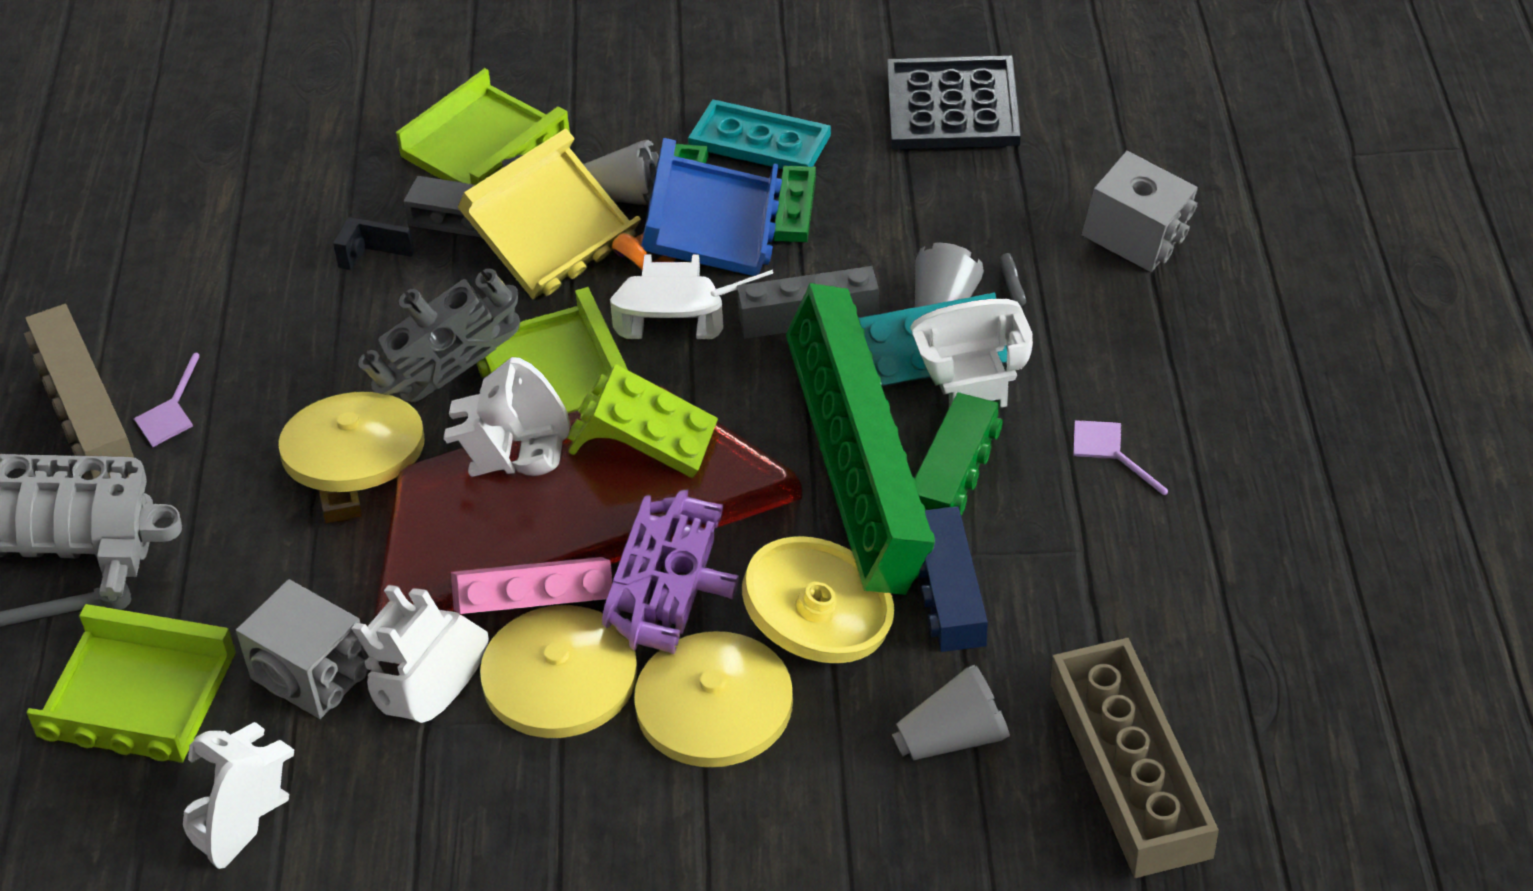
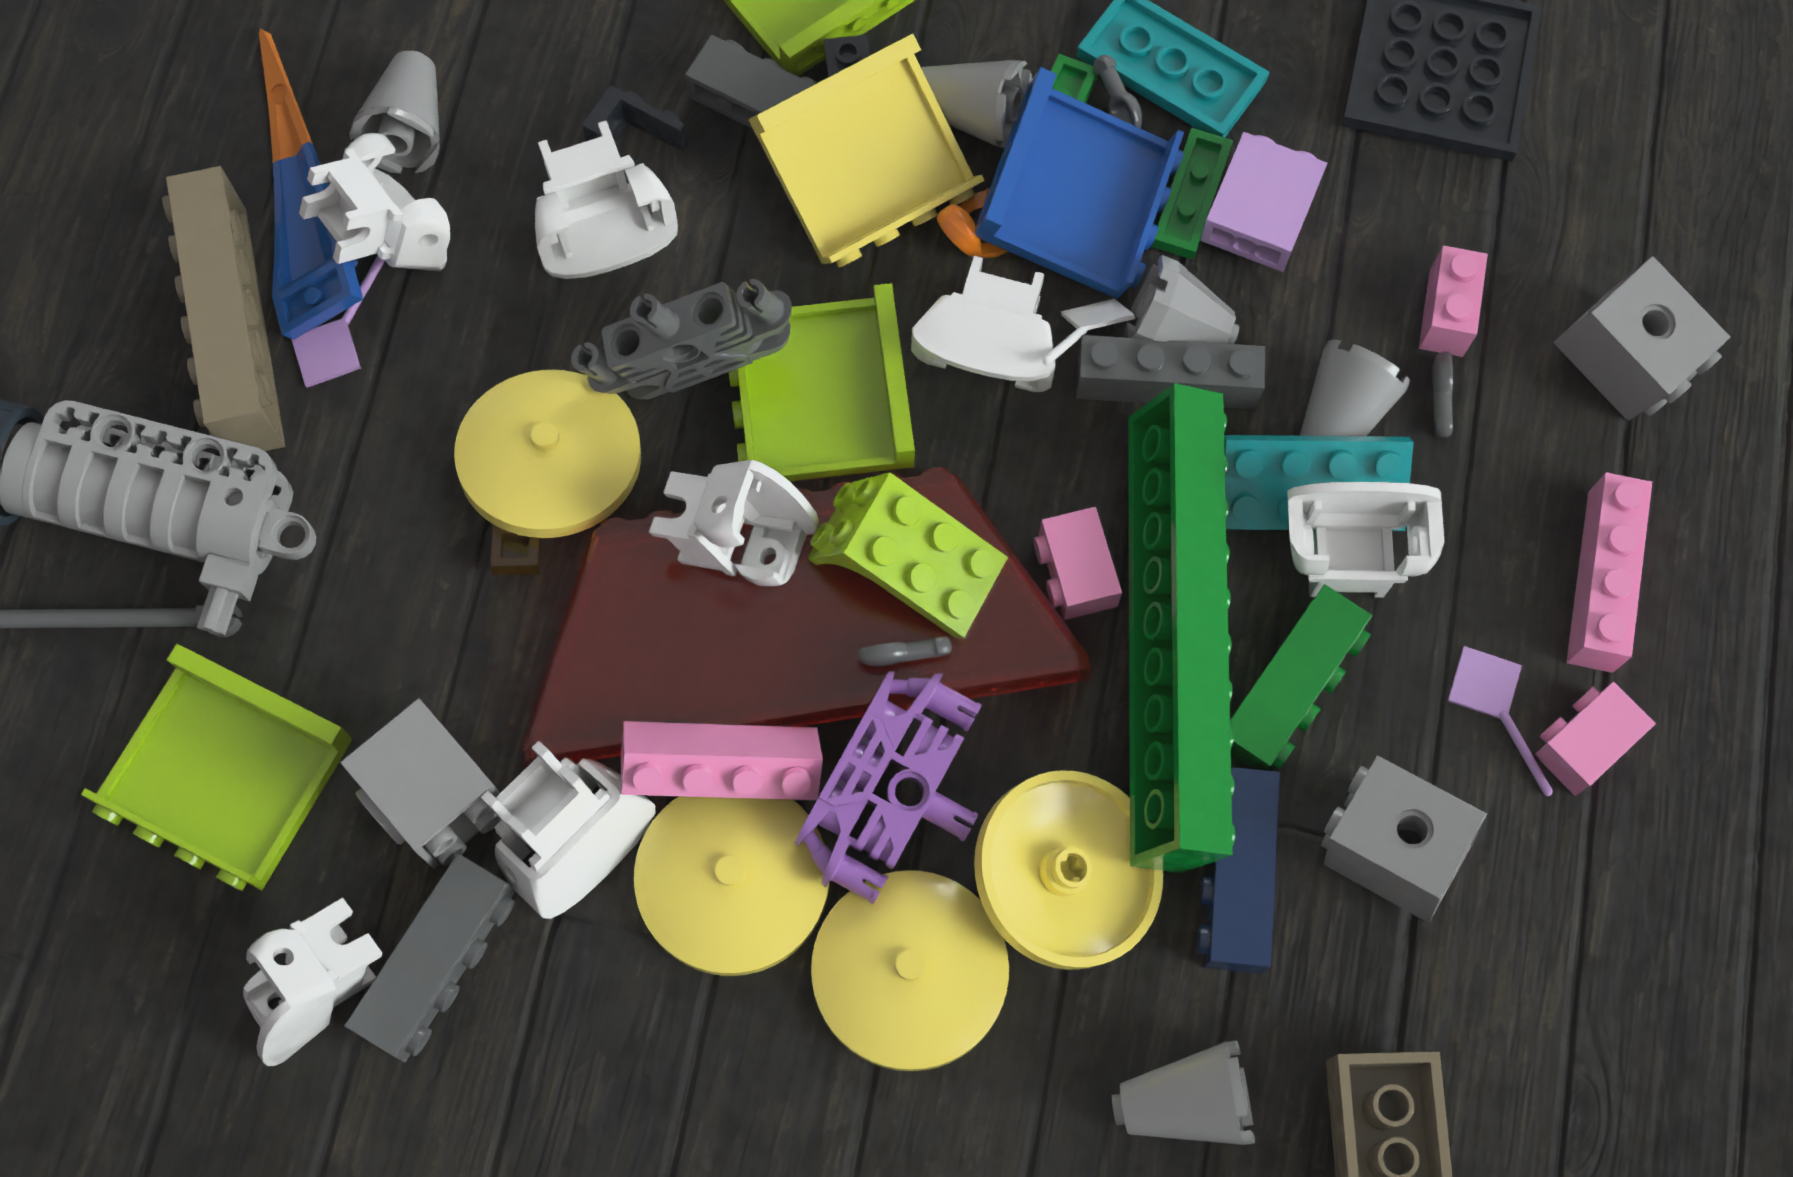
camera: 10 degrees right, 25 degrees up
(138, 354) = (305, 276): none -> blue plate
(178, 315) = (374, 212): none -> white piece
(193, 270) = (404, 111): none -> light grey cone
(331, 766) = (432, 958): none -> dark grey brick
(348, 295) = (591, 214): none -> white piece
(635, 492) = (898, 652): none -> dark grey piece
(726, 160) = (1121, 103): none -> dark grey piece
(773, 423) = (1078, 563): none -> bright pink brick
(804, 256) = (1179, 308): none -> light grey cone
(847, 192) = (1263, 201): none -> lavender brick
(1001, 222) = (1453, 301): none -> bright pink brick
(1060, 523) = (1392, 807): none -> light grey brick
(1164, 351) = (1609, 573): none -> bright pink brick
(1184, 447) = (1593, 738): none -> bright pink brick

